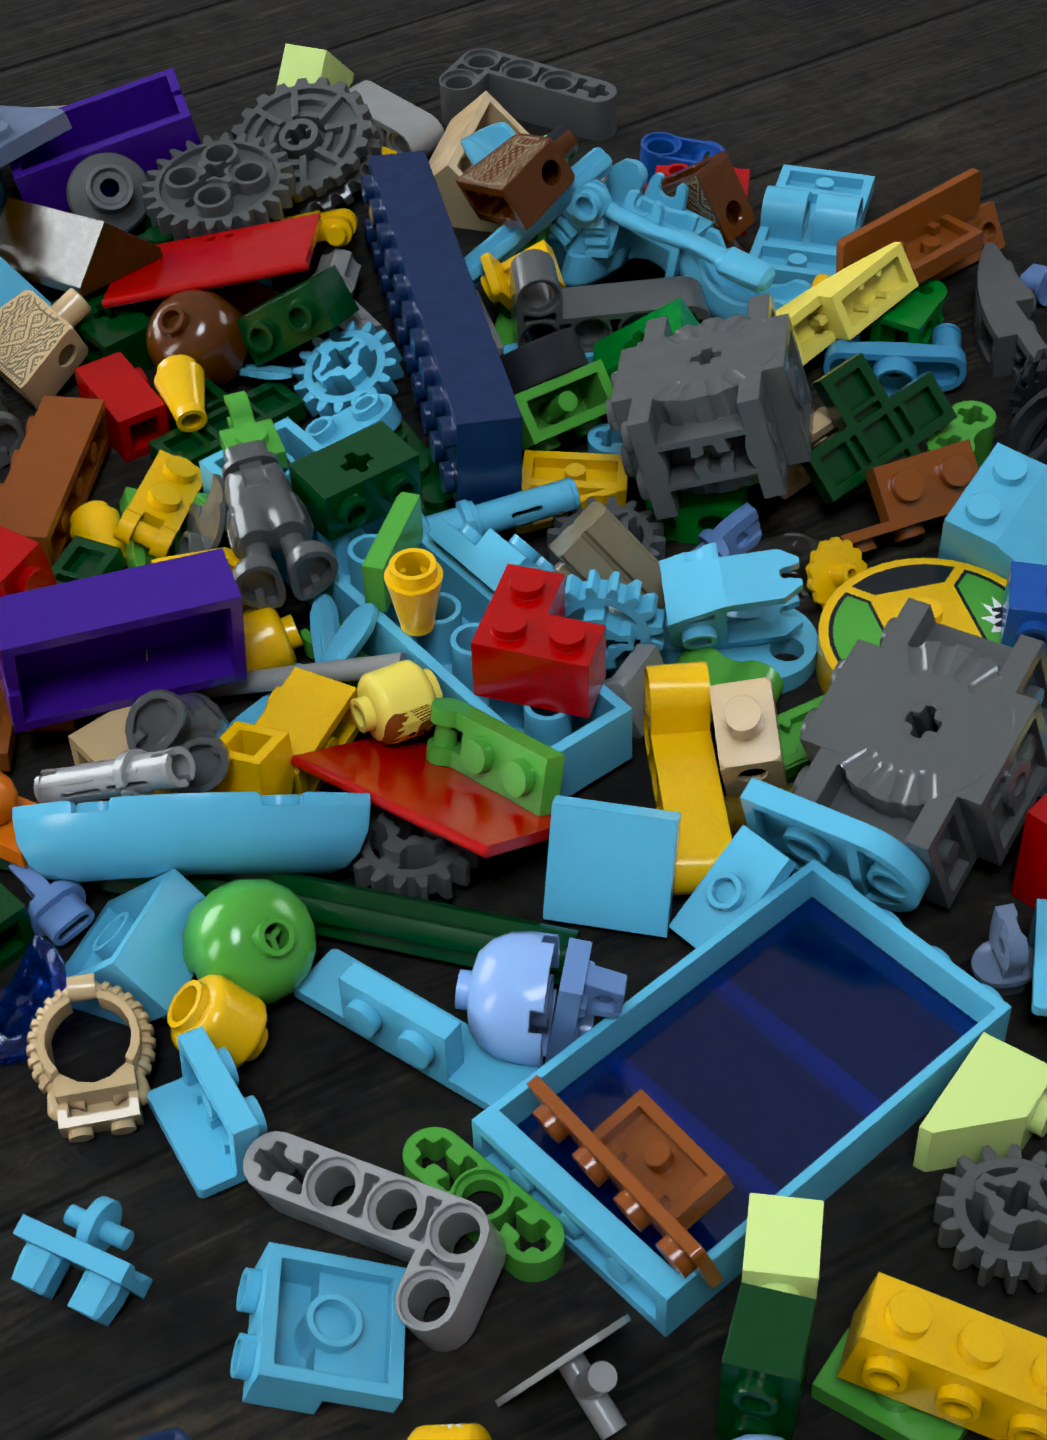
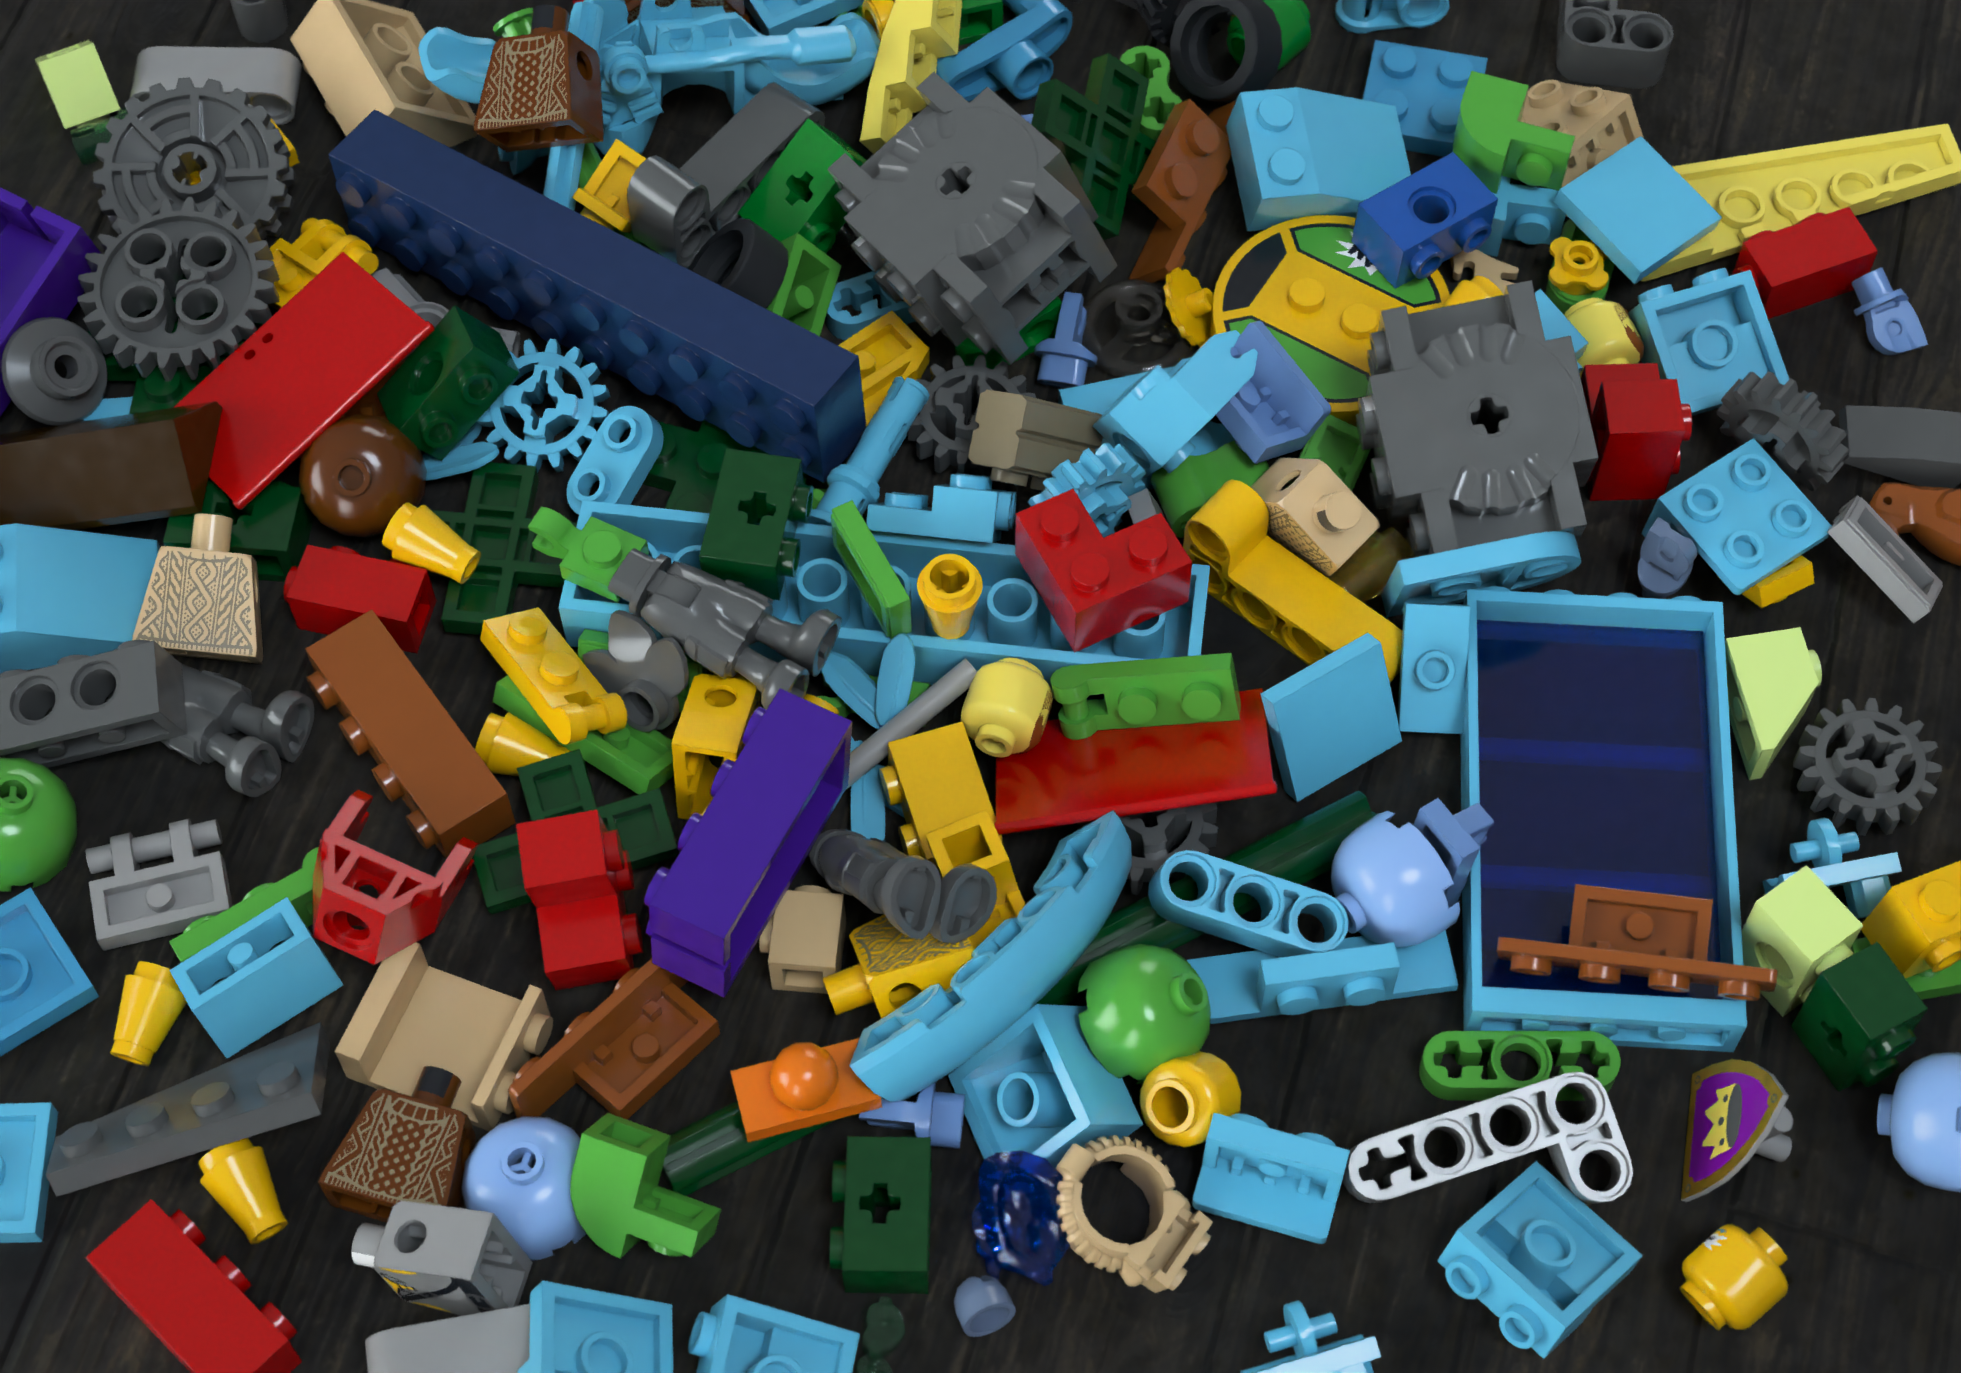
camera: 45 degrees left, 15 degrees up
(130, 774) = (934, 956): light grey pin -> none
(386, 901) = (1215, 913): none -> medium azure beam
(801, 641) = (1277, 405): none -> medium blue bracket
(852, 1258) = (1863, 879): none -> medium azure hips

